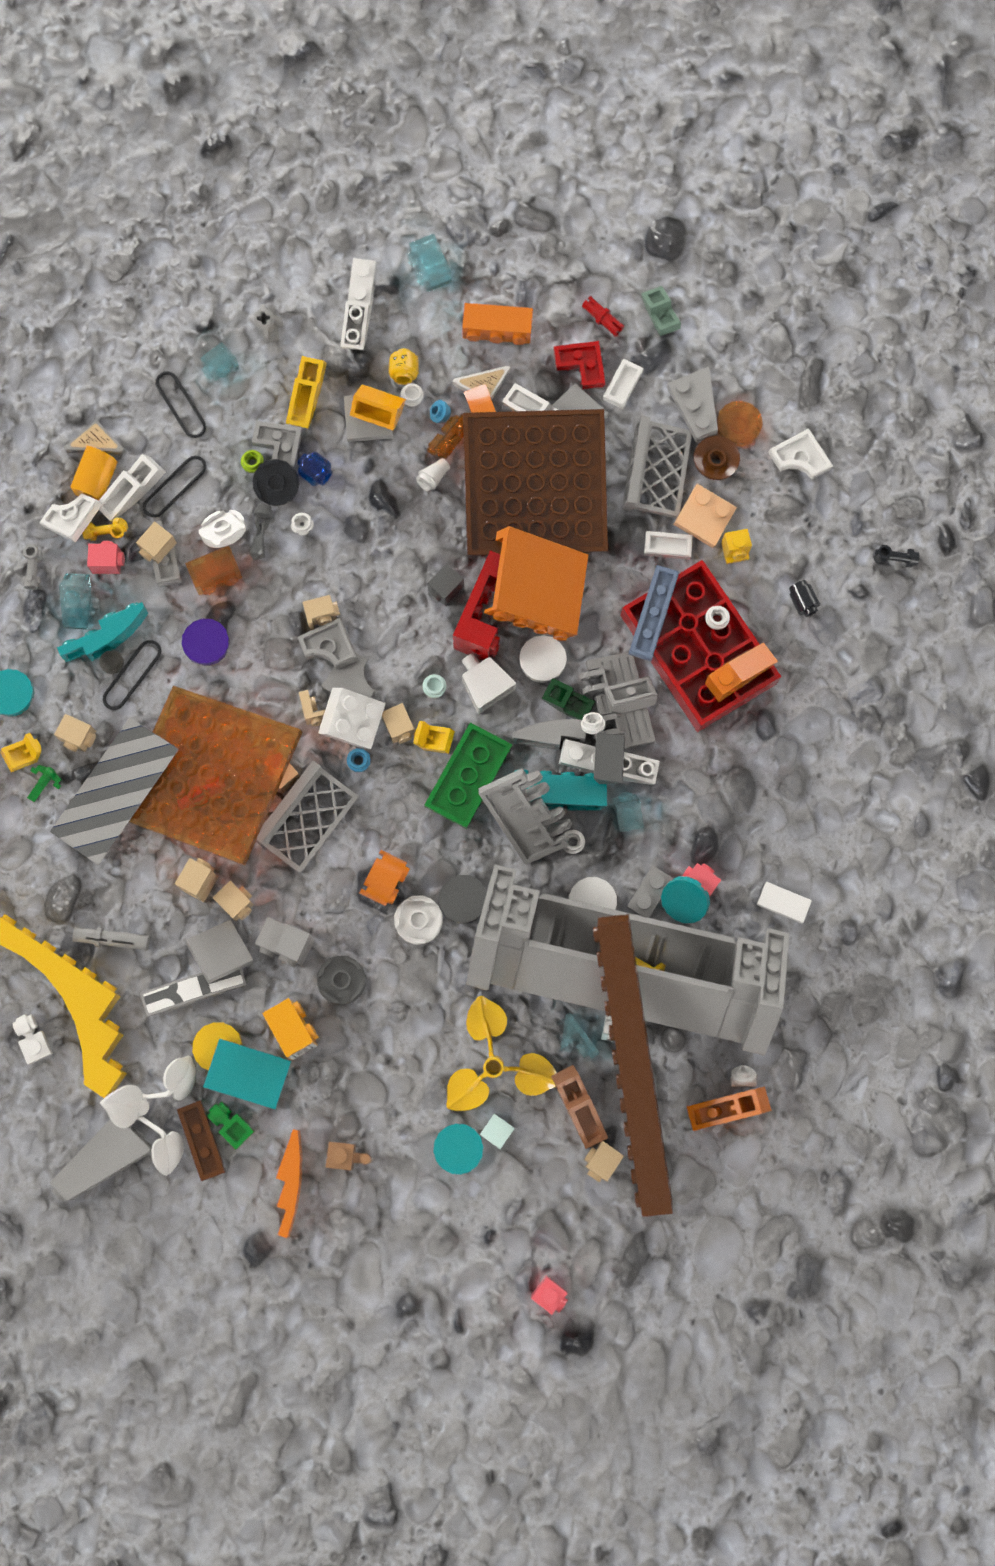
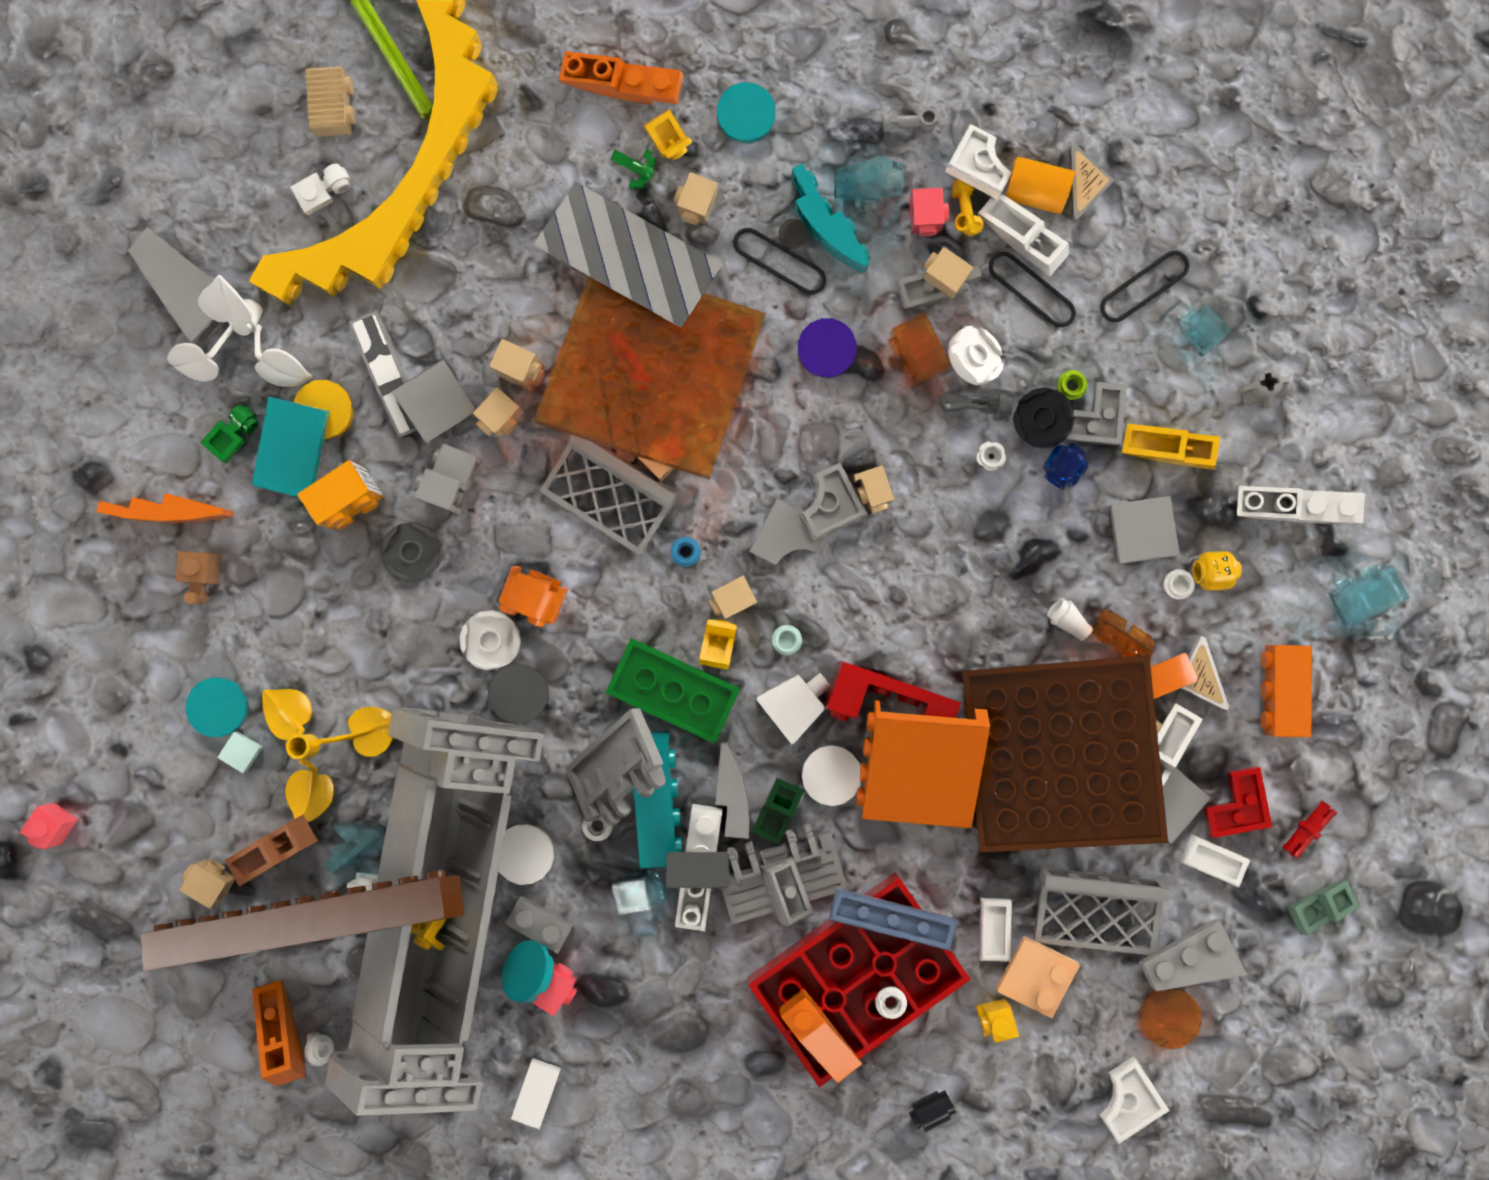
camera: 85 degrees right, 10 degrees up
(110, 938) = (445, 276): light grey pin -> none
(201, 1140) = (210, 401): reddish brown plate -> none
(309, 705) = (749, 484): tan bracket -> none
(351, 718) = (732, 539): white brick -> none
(377, 407) = (1156, 540): light orange brick -> none
(440, 411) = (1157, 622): dark azure plate -> none
(445, 585) = (919, 644): dark grey brick -> none
(593, 723) = (748, 848): white plate -> none
(716, 448) = (1128, 1000): reddish brown dish -> none

